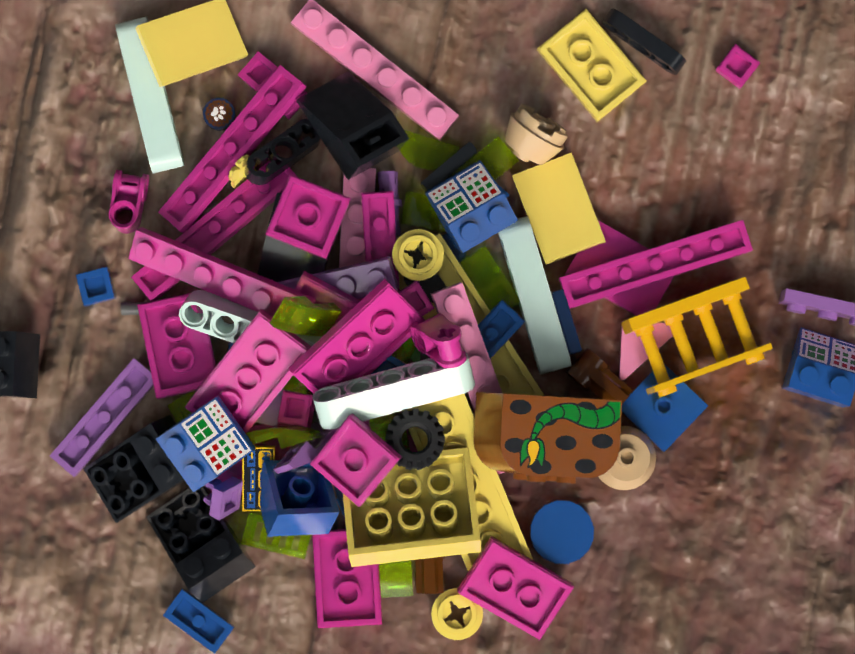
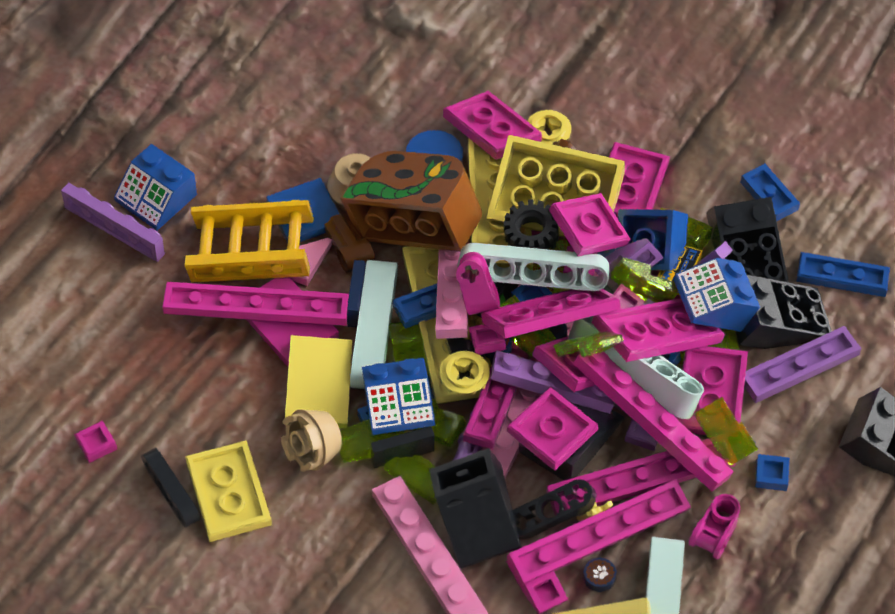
camera: 155 degrees left, 30 degrees down
(95, 550) = (843, 274): none -> blue tile
(148, 296) = (725, 432): none -> clear neon green slope

